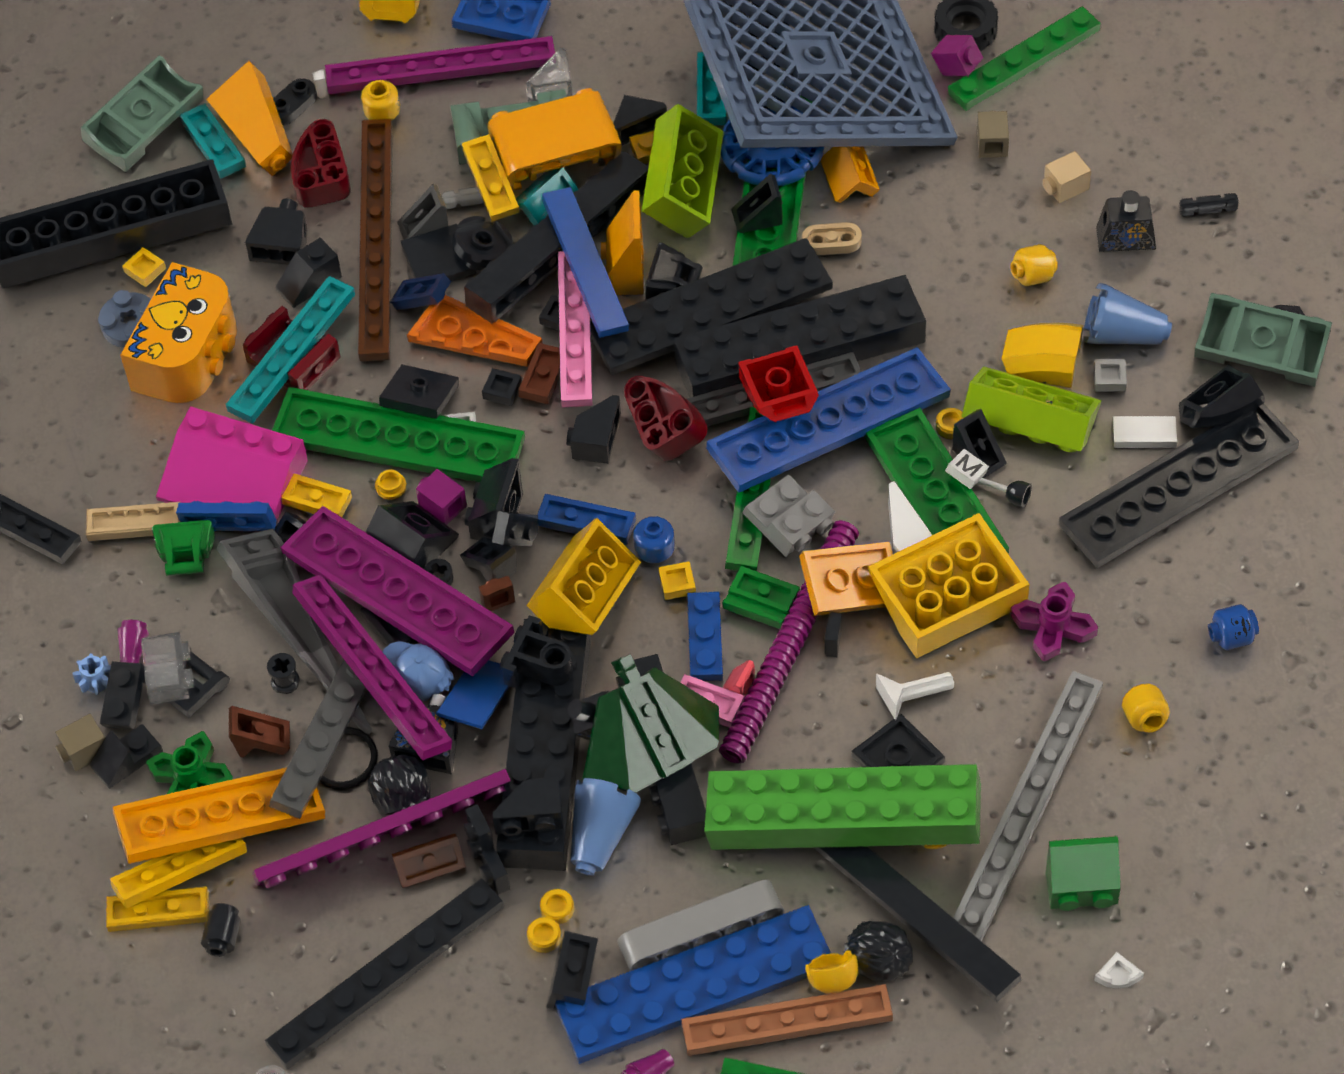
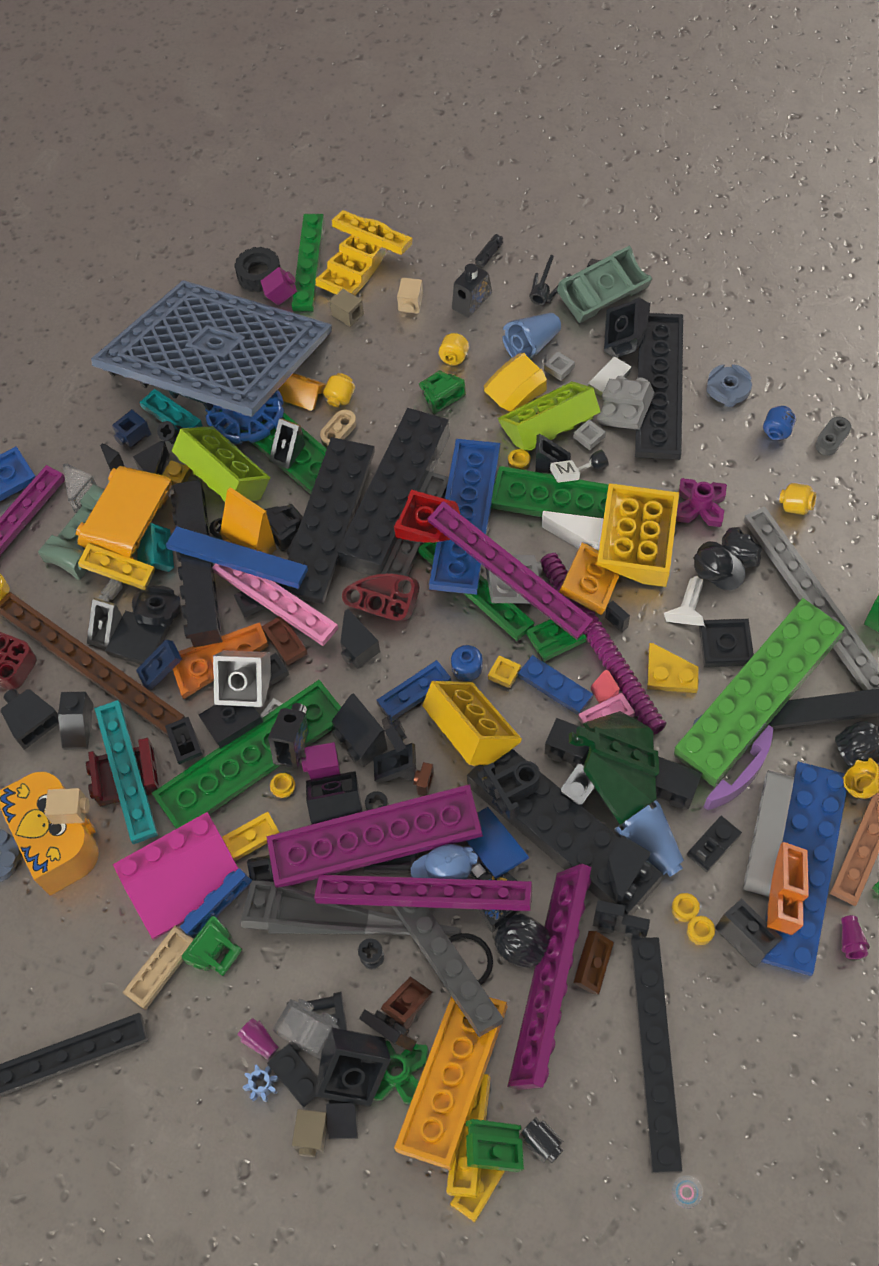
camera: 50 degrees left, 5 degrees up
(157, 721) = (352, 1066): none -> black slope
(179, 886) = (494, 1146): none -> green plate
(203, 321) = (66, 806): none -> tan brick
(217, 732) = (395, 1033): none -> black plate
(360, 371) = (184, 740): none -> black slope
(434, 444) = (289, 736): none -> black torso
(463, 363) = (241, 678): none -> light grey slope
(608, 82) = (112, 457): none -> black slope
(642, 970) = (788, 889): none -> orange slope
(649, 889) = (714, 843): none -> black plate
(659, 69) = (130, 429): none -> dark blue brick
(680, 96) = (168, 432): none -> black bush
(751, 868) = (724, 791): none -> medium lavender slope
(779, 495) = (510, 570): none -> magenta plate
(813, 727) = (670, 671): none -> yellow wing
(878, 204) = (339, 390): none -> yellow head
(969, 293) = (442, 390): none -> green piece
(978, 681) = (719, 566): none -> black piece
(1022, 692) = (742, 546): none -> black hair
(1044, 462) = (589, 434): none -> light grey plate
(1075, 93) = (359, 253): none -> yellow slope
(1114, 465) = (625, 402): none -> light grey plate
(1197, 289) = (540, 291): none -> black plant
(1241, 564) = (729, 394): none -> sand blue plate
(1277, 694) = (834, 434): none -> dark grey plate

